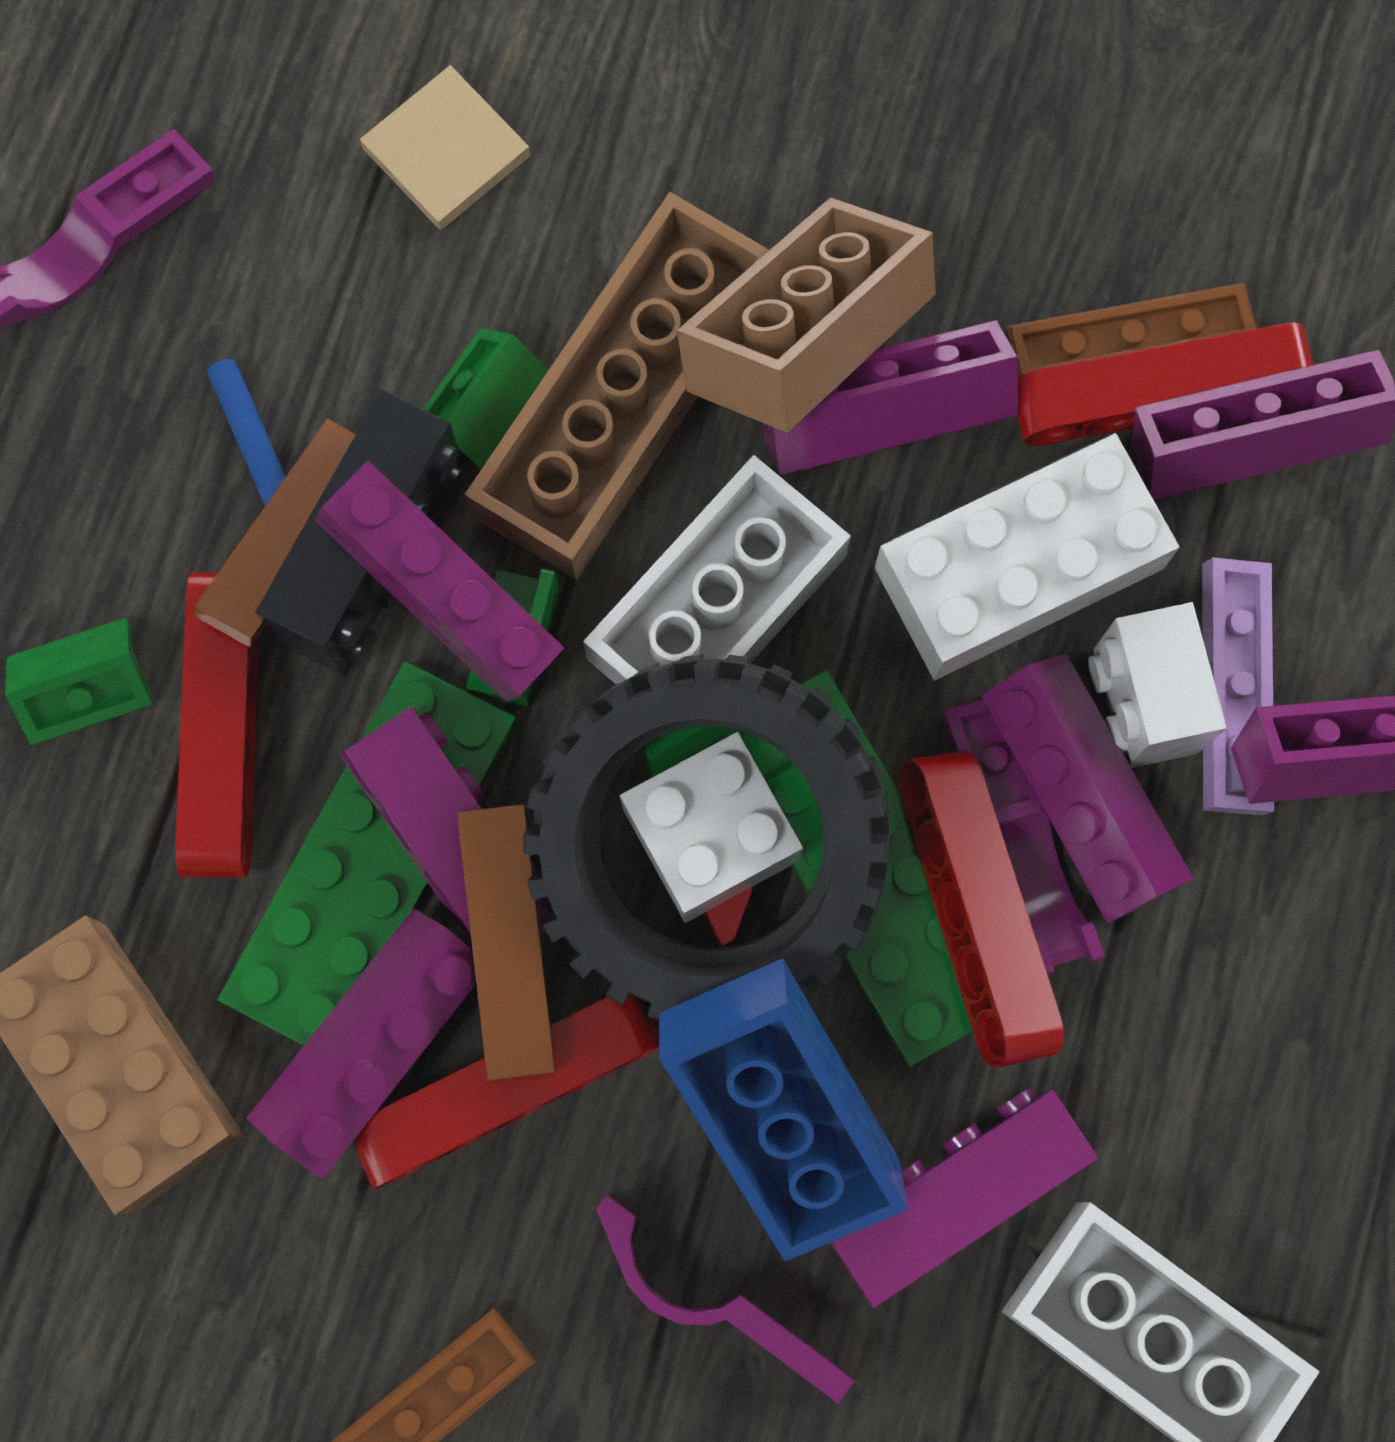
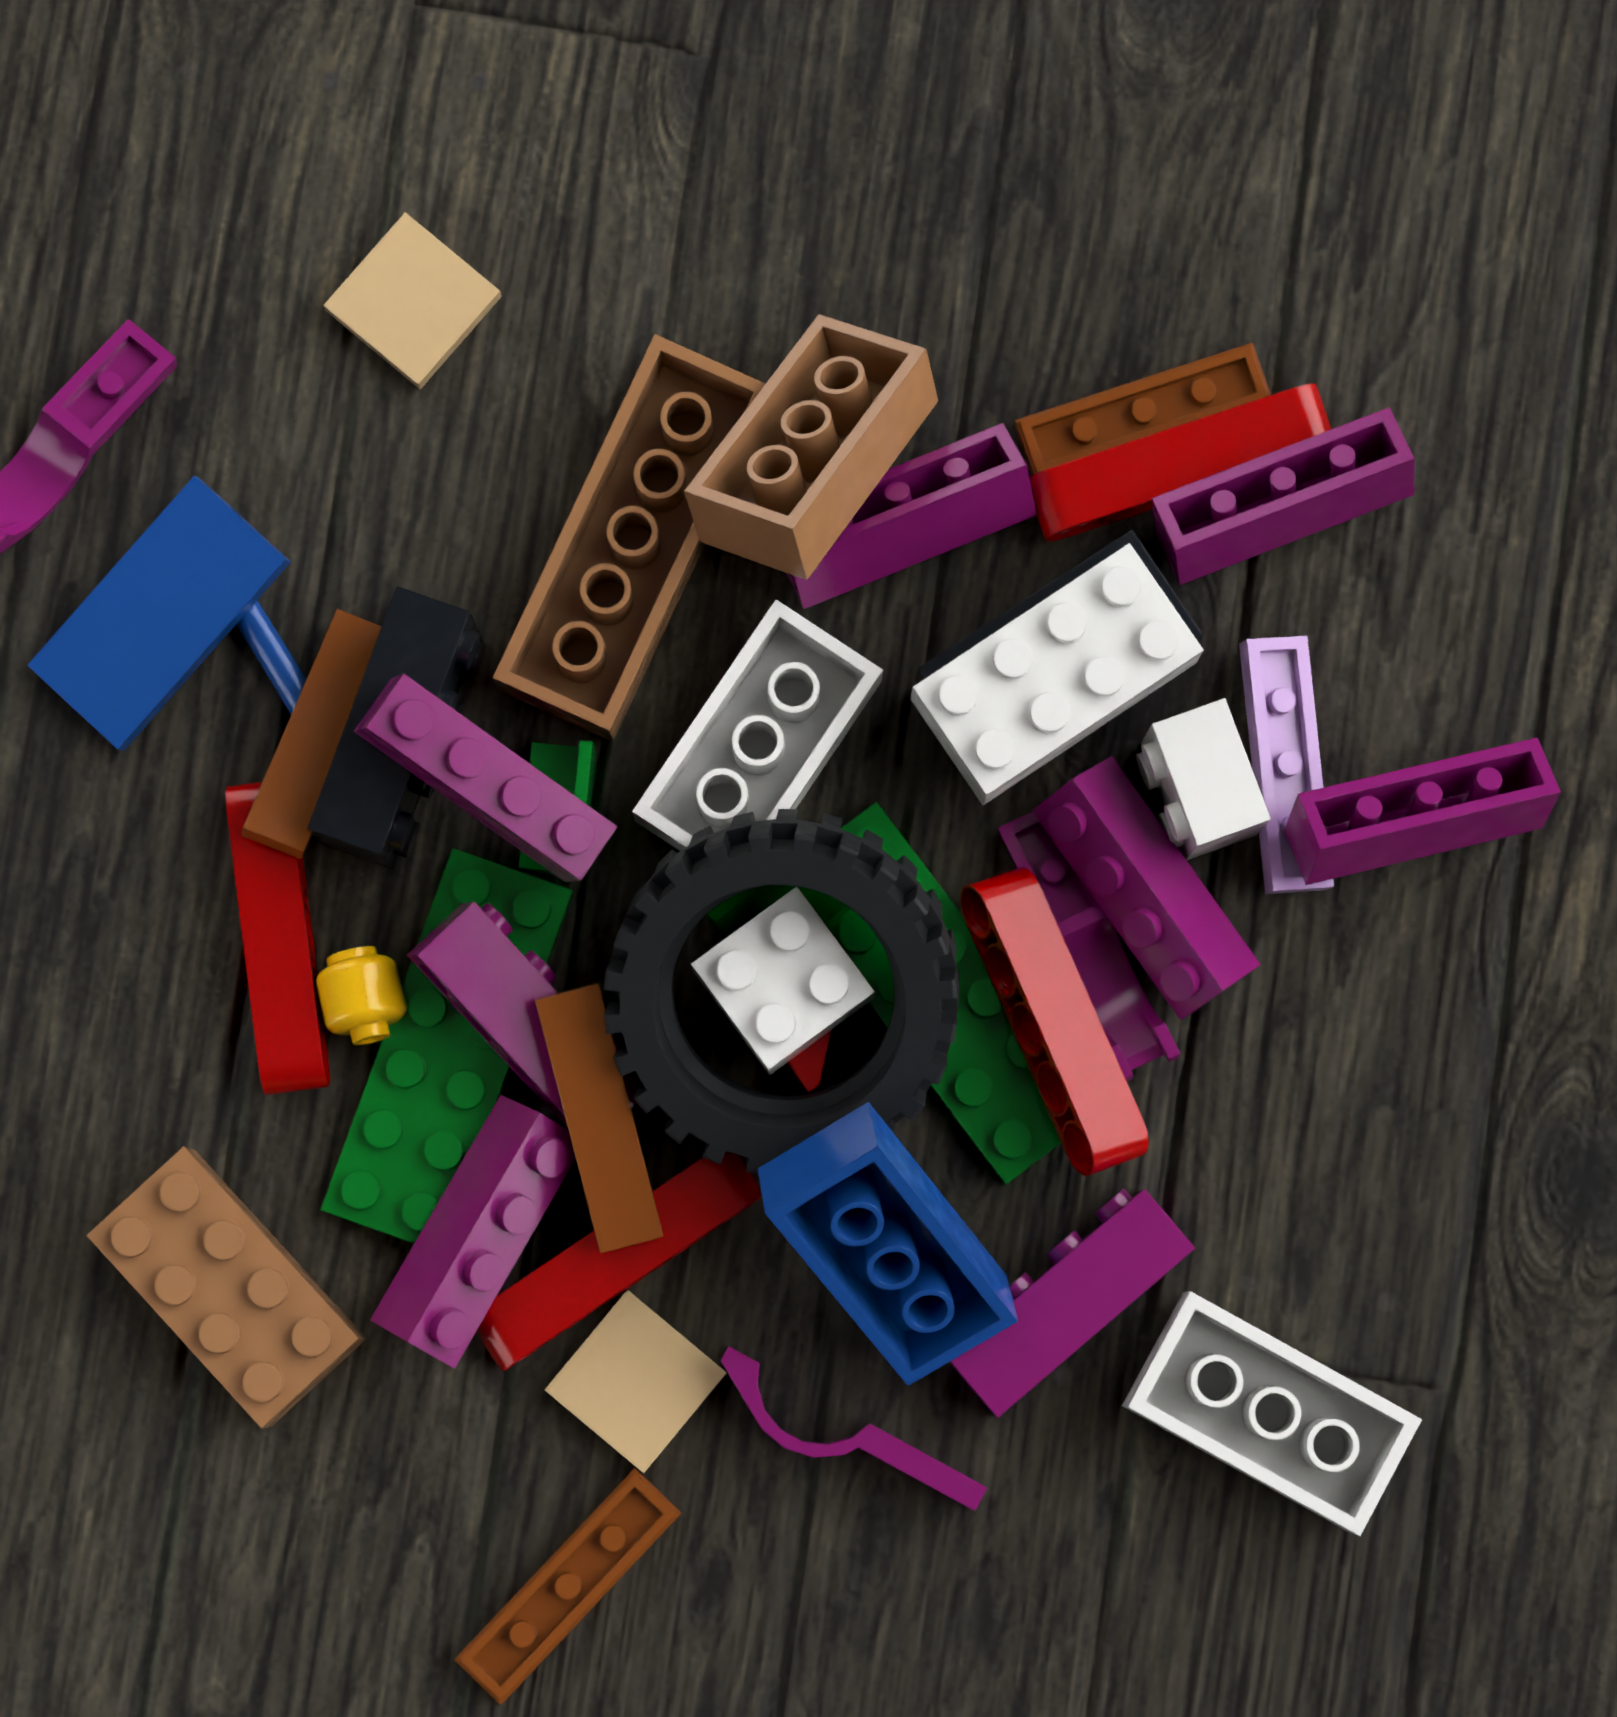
camera: 10 degrees left, 5 degrees up
(76, 682) = (127, 911): green panel -> none
(154, 401) = (159, 613): none -> blue tile
(289, 790) = (360, 994): none -> yellow head
(486, 392) = (495, 563): green panel -> none
(507, 1218) = (635, 1381): none -> tan tile

